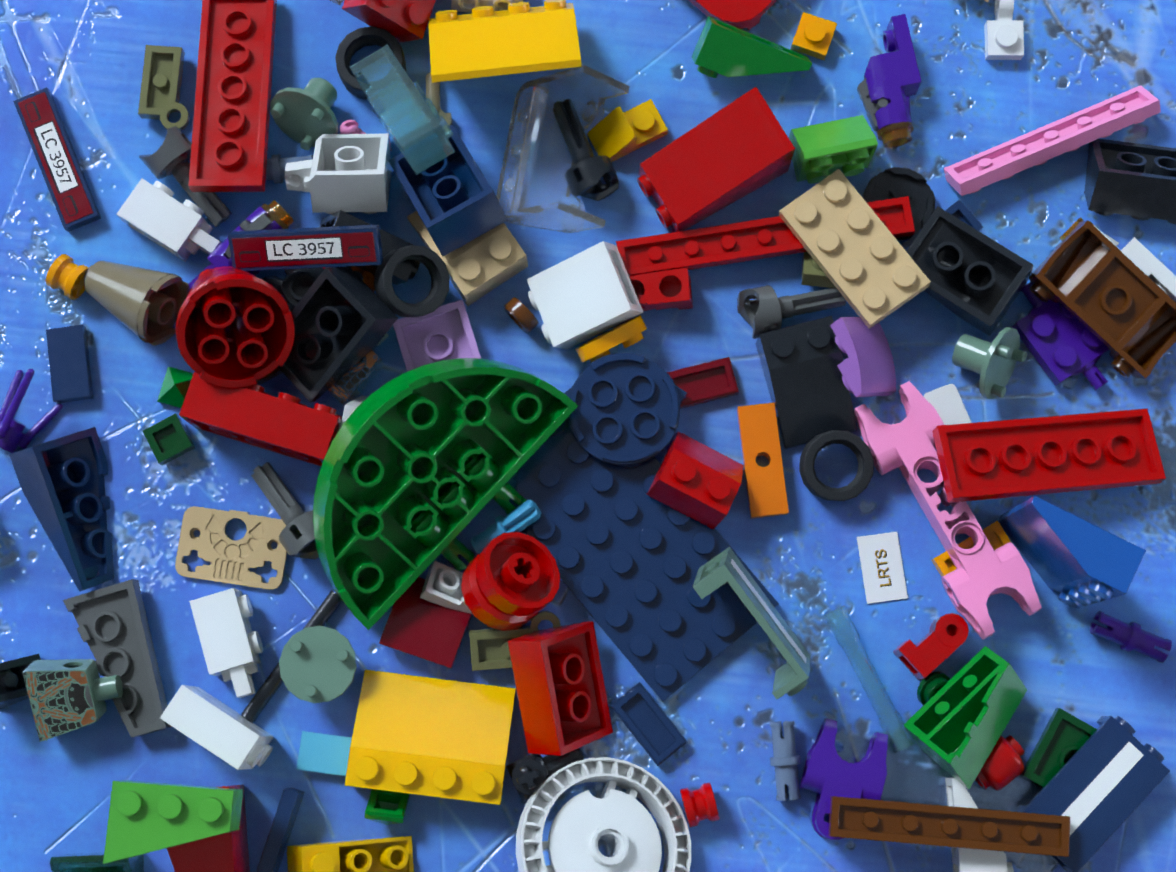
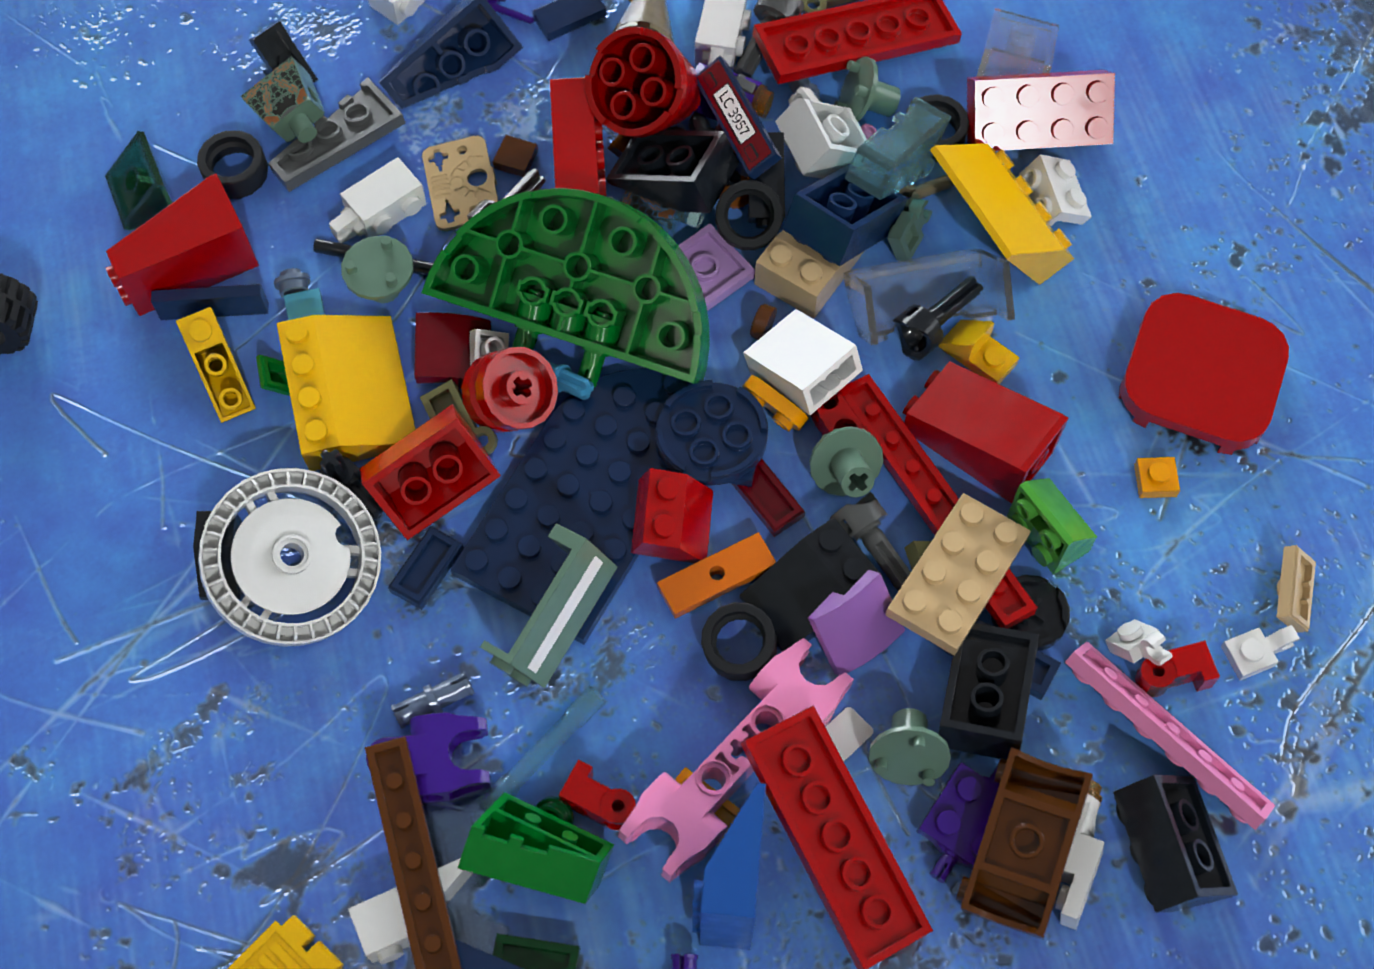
camera: 65 degrees right, 15 degrees down
(94, 753) = (229, 143): none -> black tyre
(165, 815) = (198, 181): bright green wedge -> none
(168, 439) = (532, 101): dark green plate -> none
(218, 728) = (295, 214): white brick -> none
(225, 482) = (515, 156): none -> reddish brown tile
(287, 756) = (292, 281): none -> sand blue plate
(479, 141) = (906, 232): none -> sand green plate
(699, 804) = (362, 634): red wheel -> none
(707, 299) = (846, 462): none -> sand green piece
(739, 53) = (1101, 406): green slope -> none
(882, 567) = (659, 728): white sticker -> none
(890, 83) = (1144, 558): dark purple plate -> none
(965, 125) = (1137, 641): none -> white plate
(996, 114) = (1187, 665): none -> red leg
(1002, 764) = (501, 904): red head -> none

